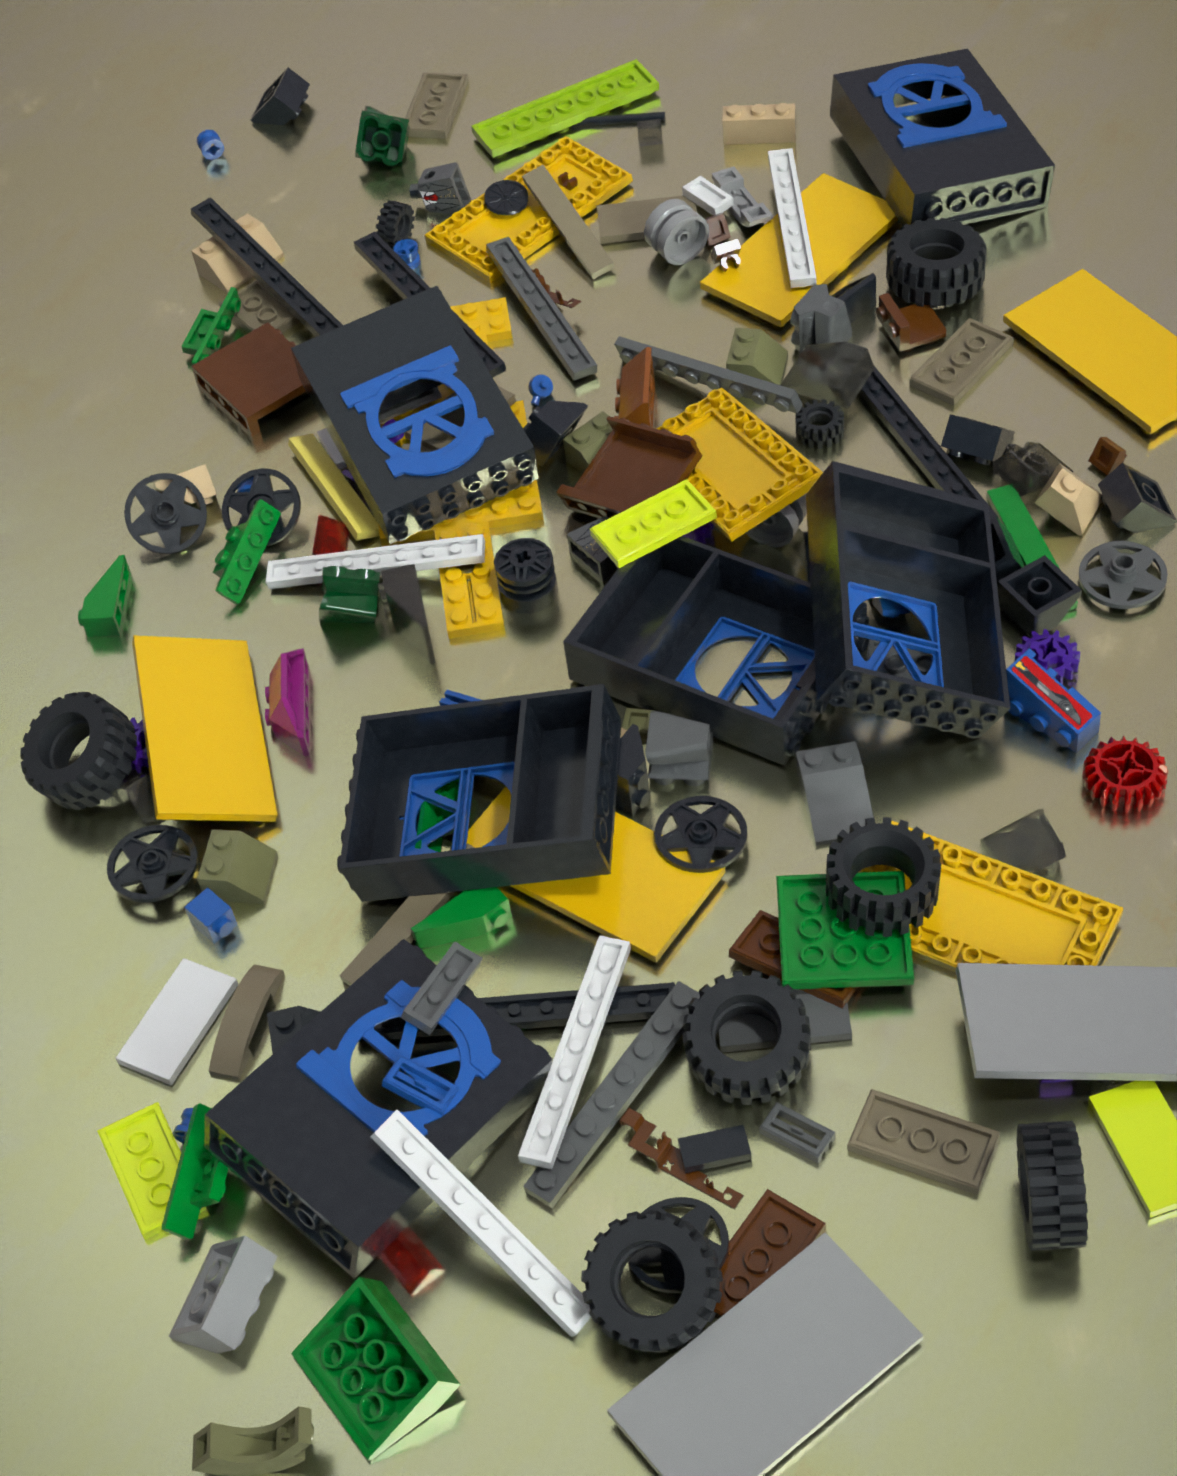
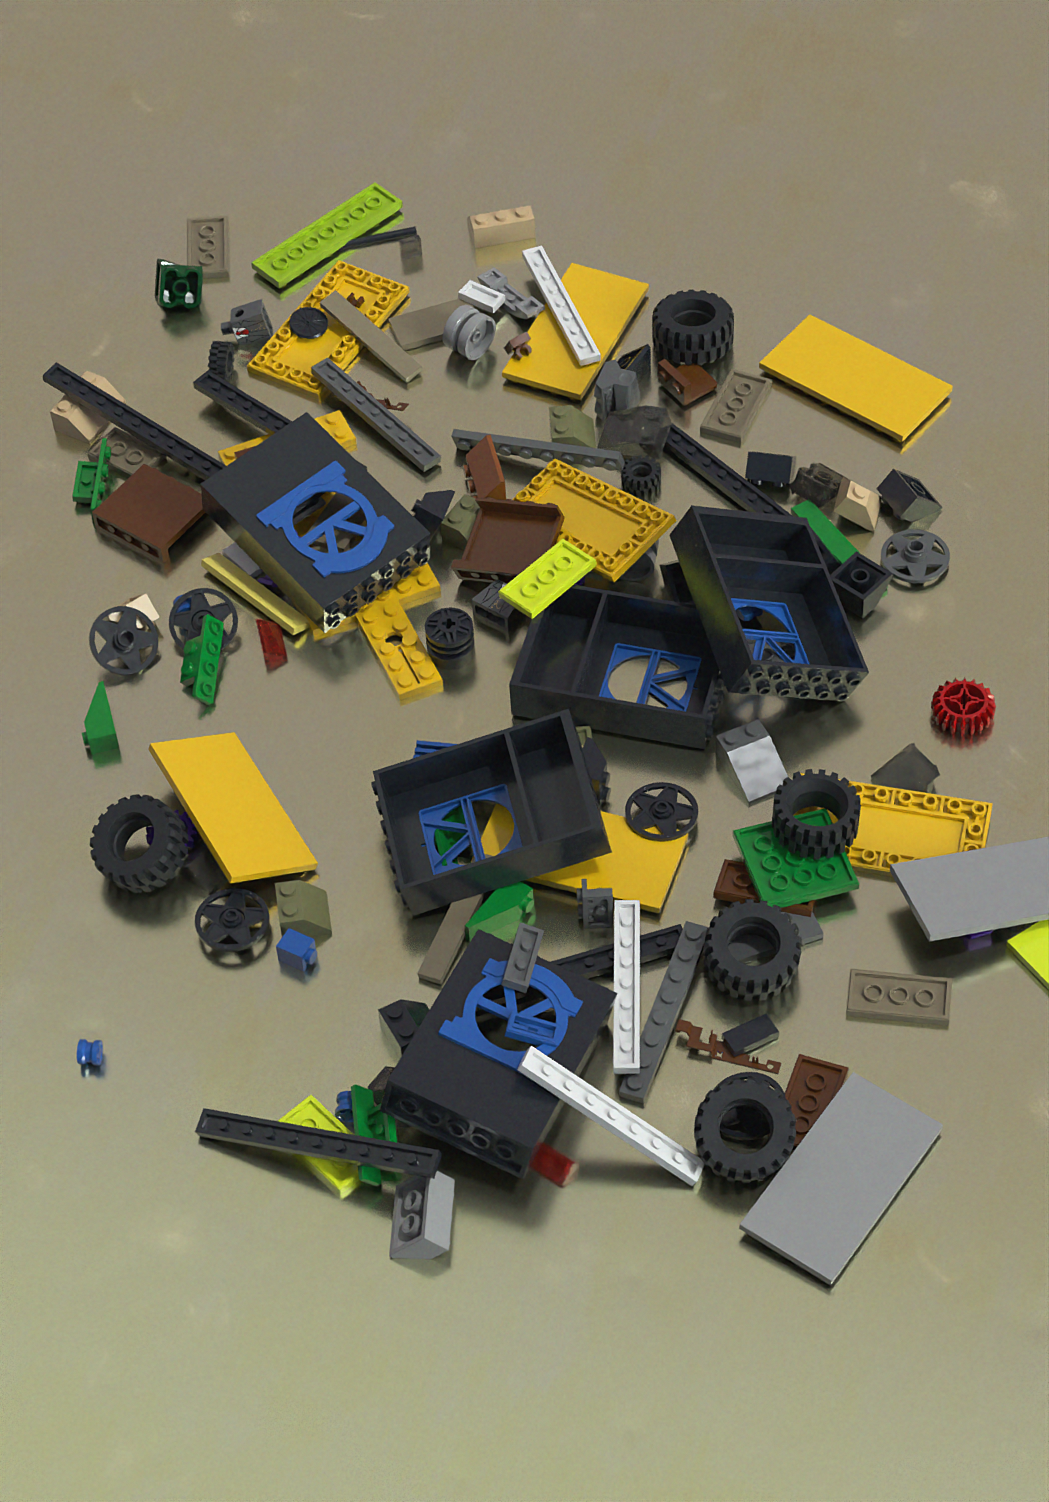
camera: 20 degrees left, 0 degrees up
(133, 1171) = (319, 1143): none -> black plate
(177, 1021) = (300, 1034): white tile -> none
(204, 142) = (19, 312): blue wheel -> none
(241, 1019) = (354, 1022): dark tan slope -> none
(253, 1450) = (486, 1315): olive arch -> none
(282, 100) = (67, 262): black slope -> none
(290, 701) = (292, 775): magenta wedge -> none
(349, 595) = (310, 679): dark green piece -> none
(374, 1367) = (555, 1238): green slope -> none
(406, 608) = (365, 683): clear smoke slope -> none
(408, 251) = (240, 381): blue wheel -> none
(423, 554) = (319, 649): white plate -> none
(540, 388) = (399, 482): blue piece -> none
(573, 936) = (596, 906): none -> dark grey bracket
(678, 749) = (624, 750): dark grey piece -> none
(717, 229) = (502, 323): tile -> none
(792, 1143) = (805, 1013): dark grey tile -> none
(956, 172) = (669, 251): black panel -> none
(1049, 705) = (894, 665): blue wedge -> none
(1052, 652) = (890, 631): dark purple gear -> none
(1052, 1185) = (1005, 1002): black tyre -> none
(1107, 455) = (875, 464): reddish brown tile -> none

